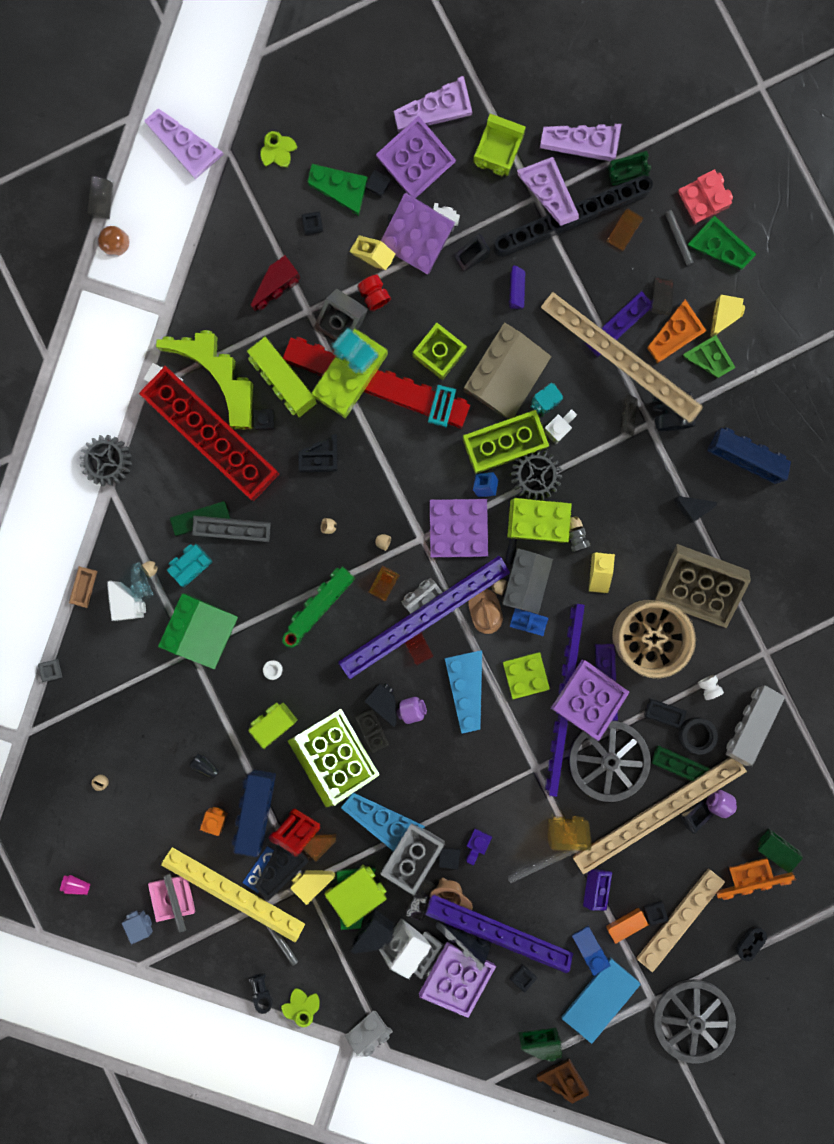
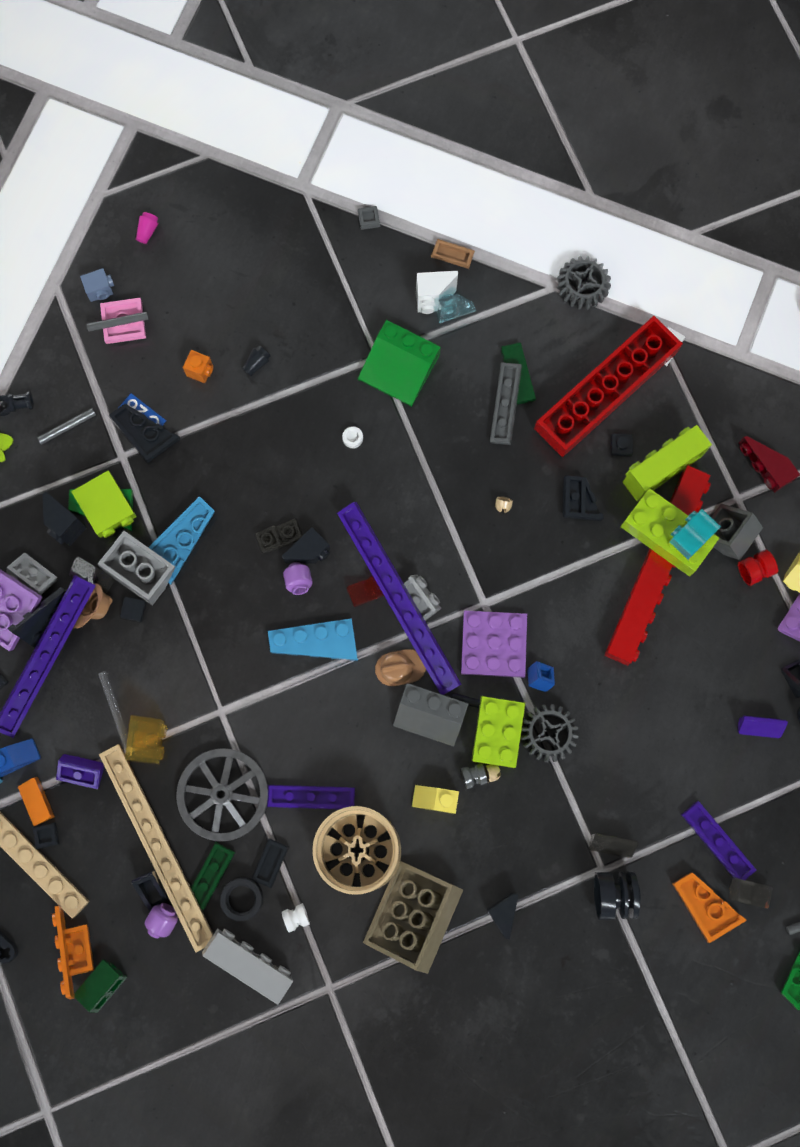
camera: 90 degrees right, 10 degrees down
(100, 779) = (252, 260): tan hinge -> none
(149, 568) = (467, 319): tan hinge -> none
(189, 564) = (469, 358): teal brick -> none
(204, 351) = (652, 417): lime arch -> none
(233, 894) = (118, 382): light yellow plate -> none
(254, 814) = (203, 406): dark blue brick -> none
(273, 725) = (294, 430): lime brick -> none
(299, 835) = (174, 449): red plate -> none
(310, 883) = (122, 460): light yellow slope -> none
(317, 606) = (417, 485): green hinge -> none
(319, 845) = (162, 468): clear orange slope -> none
(333, 758) = (253, 493): lime slope -> none
(383, 541) = (483, 561): tan hinge -> none
(384, 583) = (438, 559): clear orange slope -> none
(405, 949) = (40, 553): white slope -> none
(437, 421) = (613, 625): teal tile -> none
(439, 351) = (691, 633): lime brick -> none
(478, 843) = (145, 642): dark purple plate -> none
(499, 587) = (426, 683): tan hinge -> none
(505, 441) = (588, 699): lime brick -> none
(507, 372) = (667, 708): dark tan slope -> none
(526, 675) = (325, 707): lime plate -> none
(529, 622) = (385, 712): blue hips -> none
(546, 400) = (633, 748): teal brick -> none
(559, 426) = (601, 762): white brick -> none
(560, 727) = (287, 745): dark purple plate -> none
(590, 700) = (292, 774): medium lavender plate -> none
(622, 357) = (679, 838): tan plate -> none
(711, 357) = (678, 947): bright green wing -> none
(726, 312) = (729, 969): light yellow slope -> none
(750, 456) = (561, 984): dark blue slope -> none

